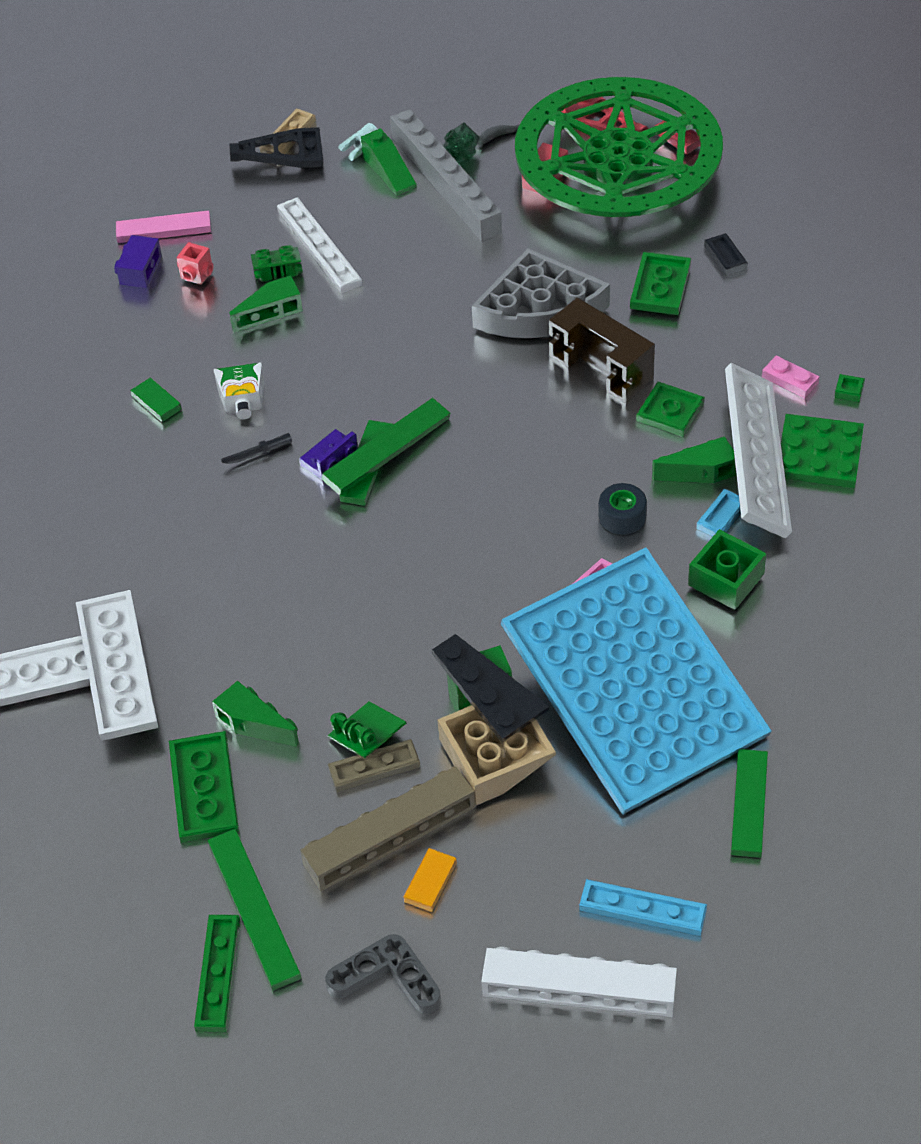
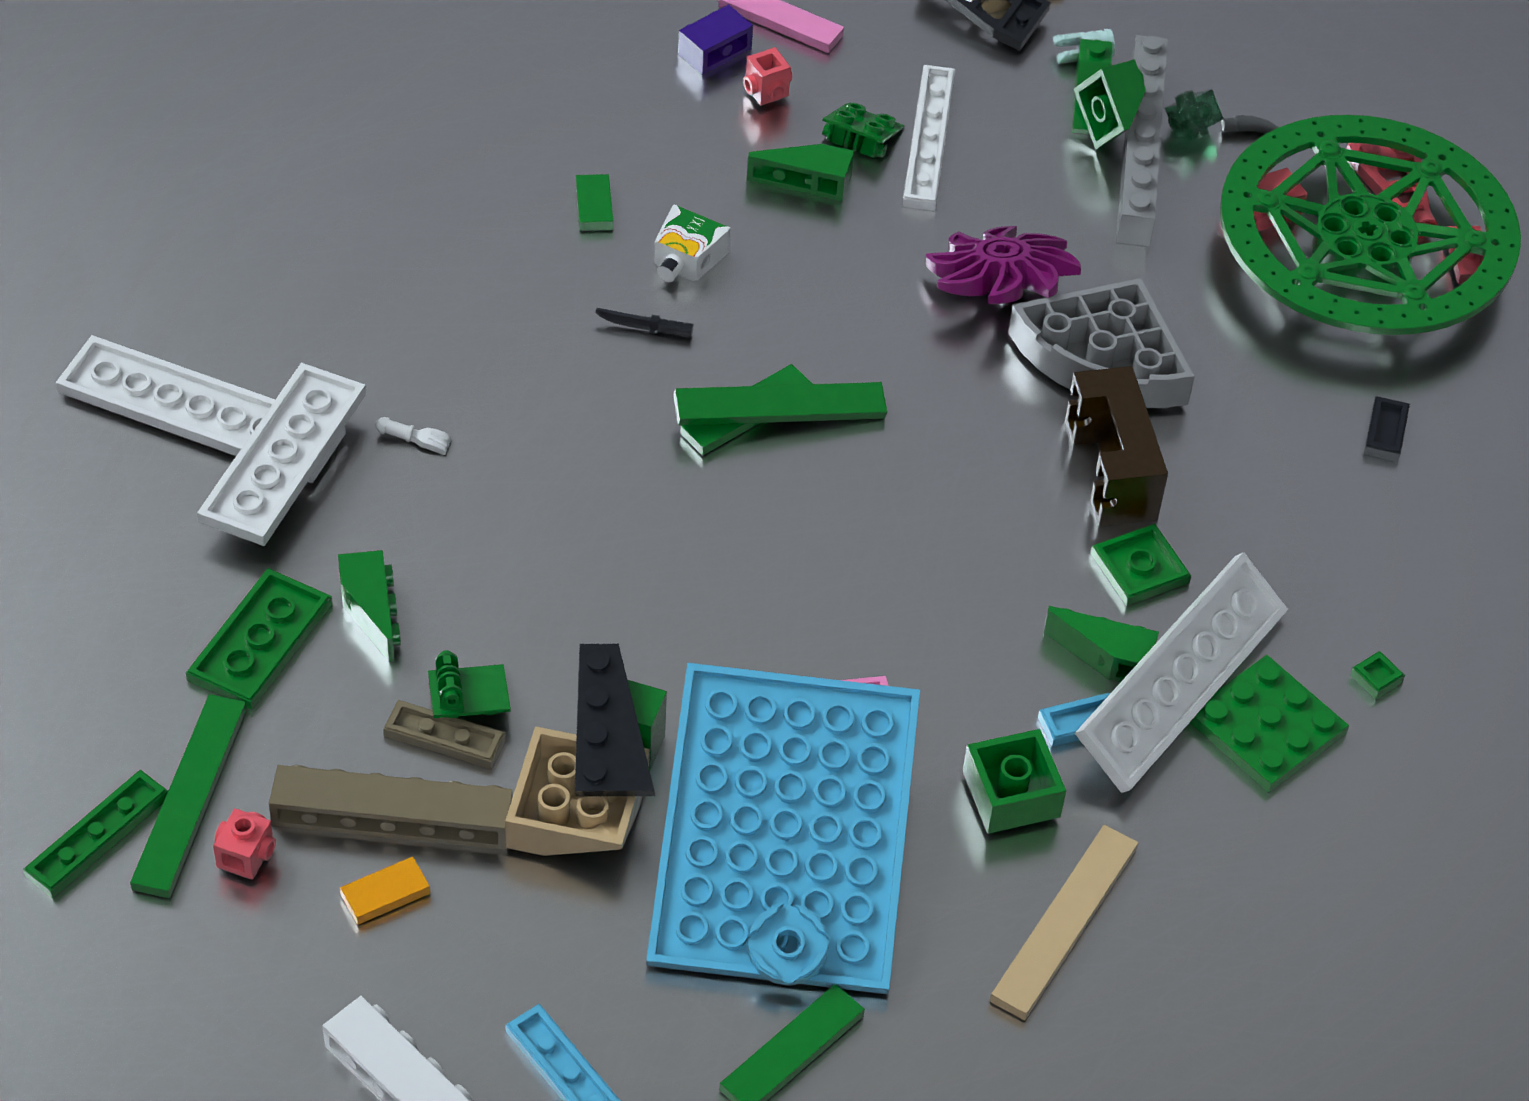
camera: 30 degrees right, 0 degrees up
(189, 600) = (426, 438): none -> white piece
(322, 911) = (243, 843): none -> coral brick
(329, 452) = (717, 370): dark purple bracket -> none
(385, 963) = (258, 941): dark grey beam -> none
(415, 161) = (1110, 100): none -> green slope
(441, 287) = (1002, 264): none -> magenta piece
(622, 508) = (969, 638): black wheel -> none
(660, 283) = (1271, 414): green plate -> none
(697, 759) = (788, 967): none -> medium azure tile
(790, 376) = (1319, 617): bright pink plate -> none
(822, 630) = (1063, 922): none -> tan tile

